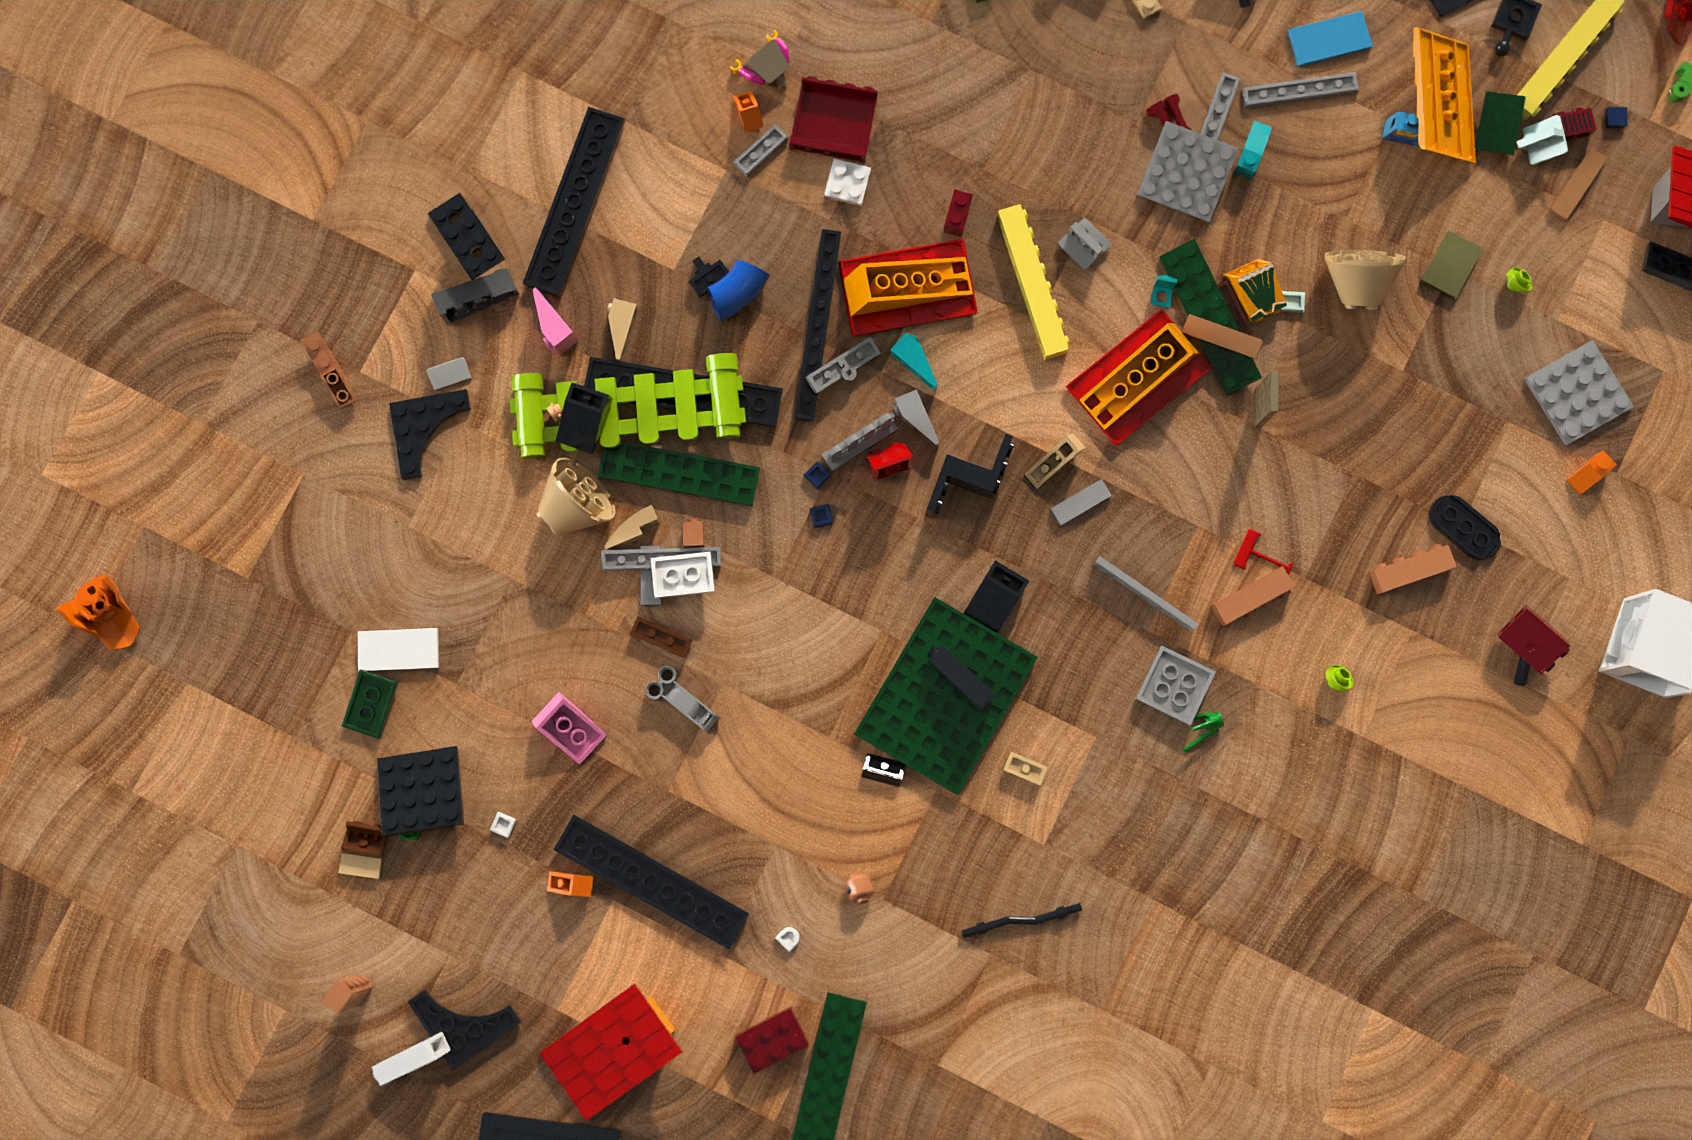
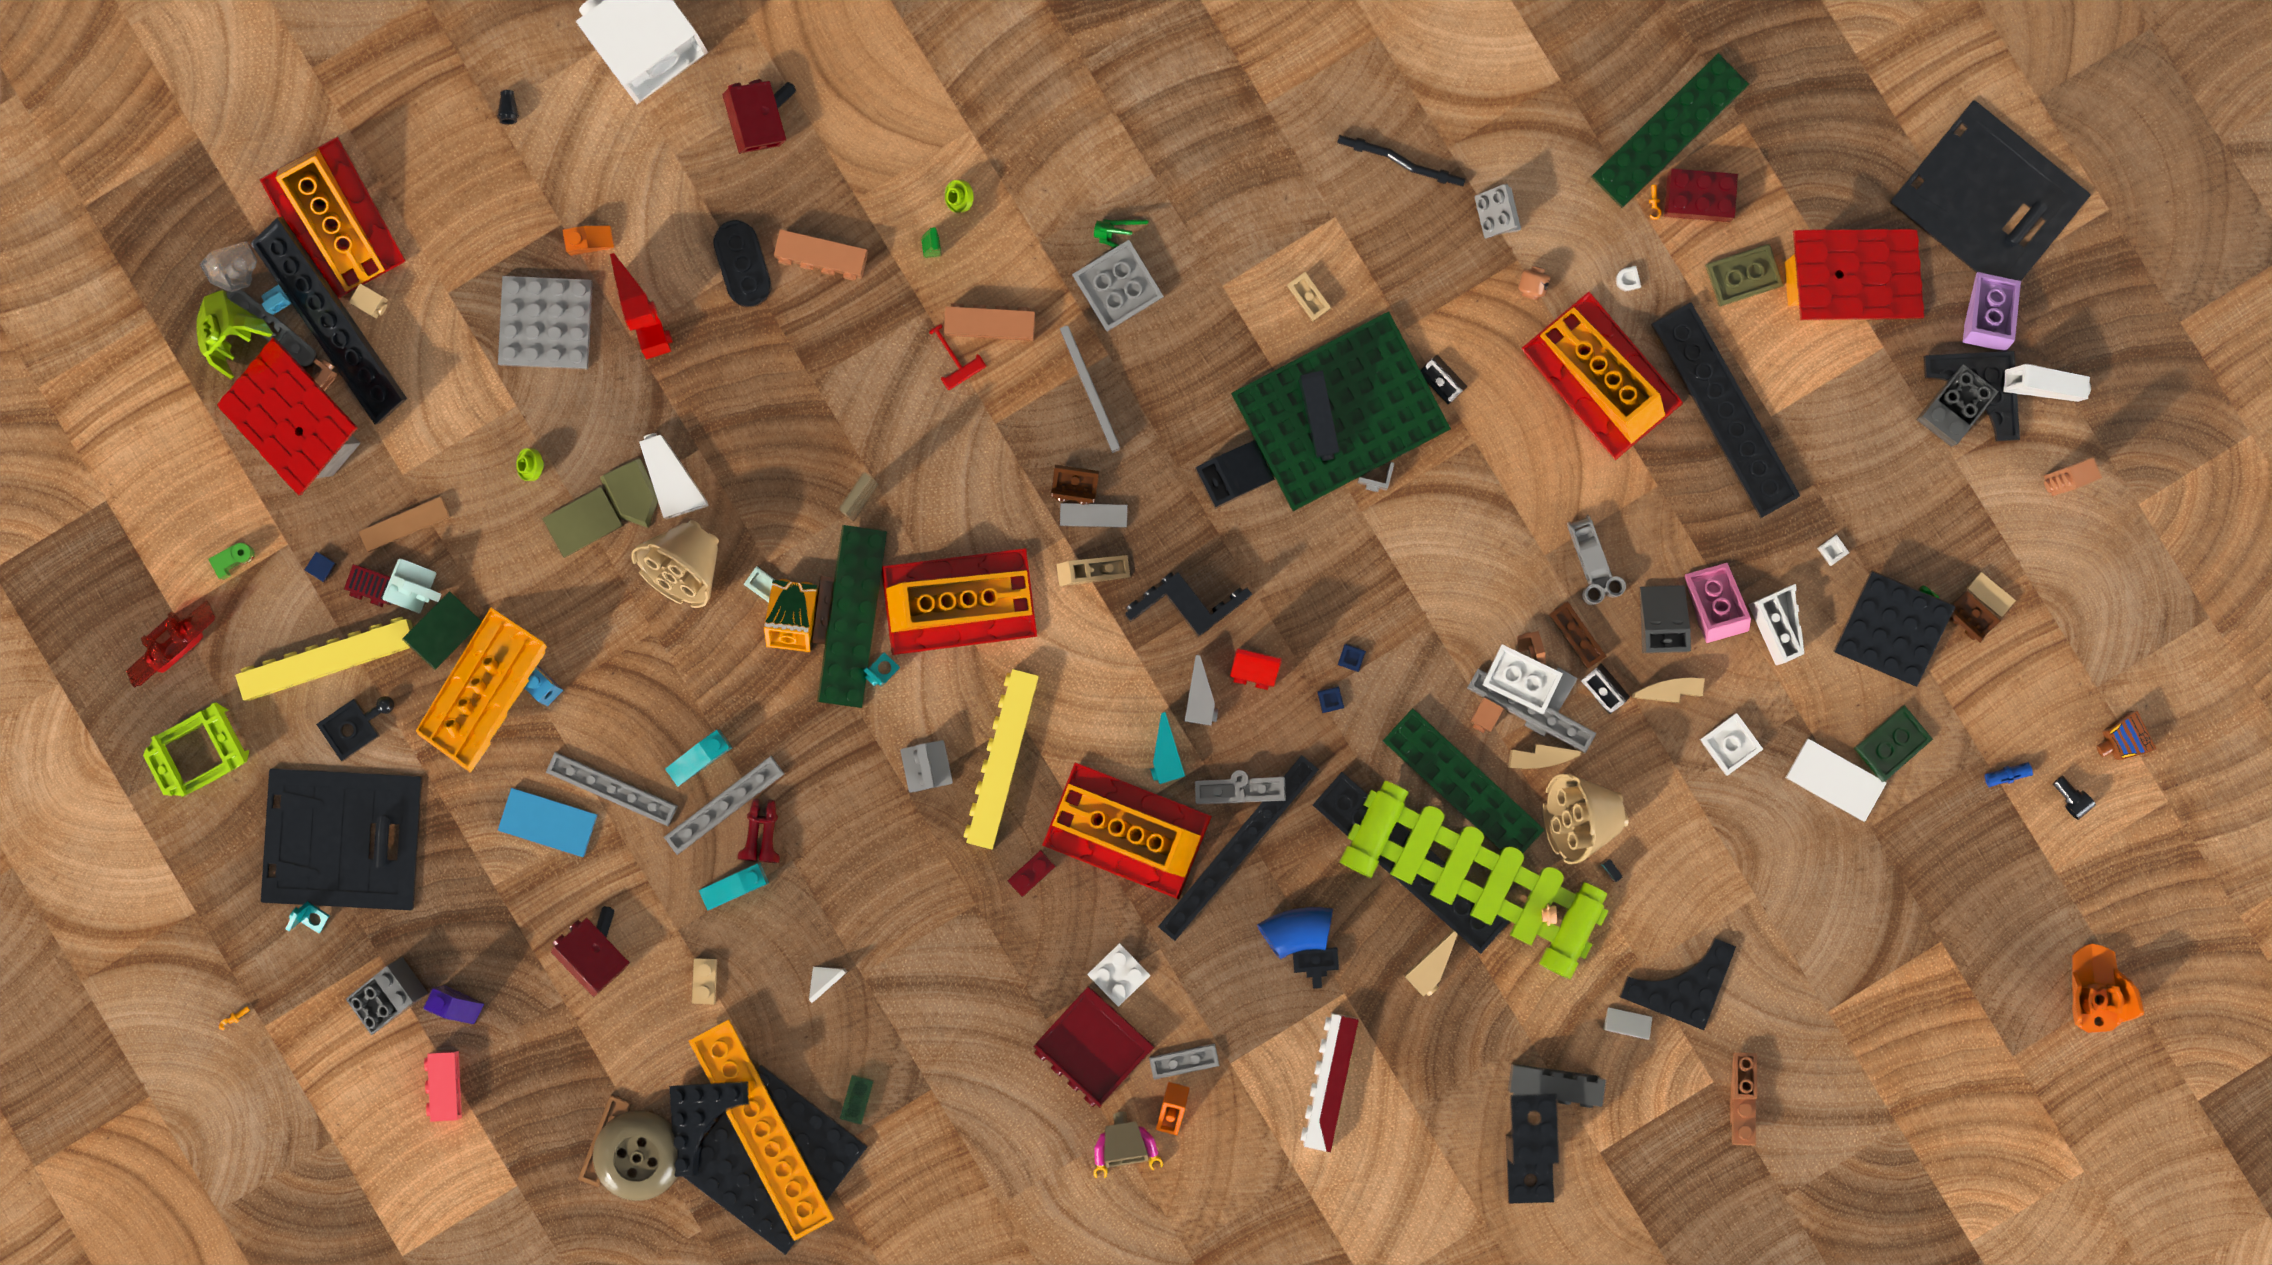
camera: 145 degrees left, 5 degrees up
(190, 818) = (2126, 738): none -> torso
(202, 746) = (2077, 802): none -> black pin
(267, 735) = (2008, 774): none -> blue pin
(471, 997) = (1957, 406): none -> dark grey slope
(487, 1090) = (1992, 312): none -> lavender slope
(494, 627) = (1731, 744): none -> white plate
(511, 740) = (1779, 624): none -> white wedge
(529, 477) = (1611, 870): none -> black tile
(556, 332) = (1500, 1003): bright pink slope -> none
(565, 639) = (1671, 690): none -> tan slope
(570, 884) = (1803, 454): orange slope -> none
(574, 201) = (1401, 1123): black plate -> none
(583, 417) = (1526, 890): black slope -> none
(601, 689) = (1664, 619): none -> dark grey slope
(615, 611) = (1605, 688): none -> black slope
(644, 198) = (1330, 1083): none -> brick
(691, 609) = (1533, 643): none -> nougat bracket
(700, 998) = (1744, 275): none -> olive tile
(763, 849) = (1602, 376): none -> piece
(805, 1013) = (1654, 201): none -> light orange hand
(860, 441) = (1269, 706): light grey fence -> none
(884, 654) = (1375, 485): none -> light grey bracket
(921, 927) = (1497, 211): none -> light grey bracket
(1059, 49) = (823, 979): none -> white slope
(1110, 515) = (1074, 484): none -> reddish brown bracket
(1165, 75) = (734, 886): none -> teal slope
(1187, 171) = (780, 774): light grey plate -> none
(1222, 336) = (856, 587): medium nougat tile -> none
(1334, 629) = (931, 243): none -> green slope
(1410, 334) = (671, 481): none -> white slope
(1430, 308) = (631, 493): none -> olive tile
(1523, 437) = (640, 313): none -> red wedge

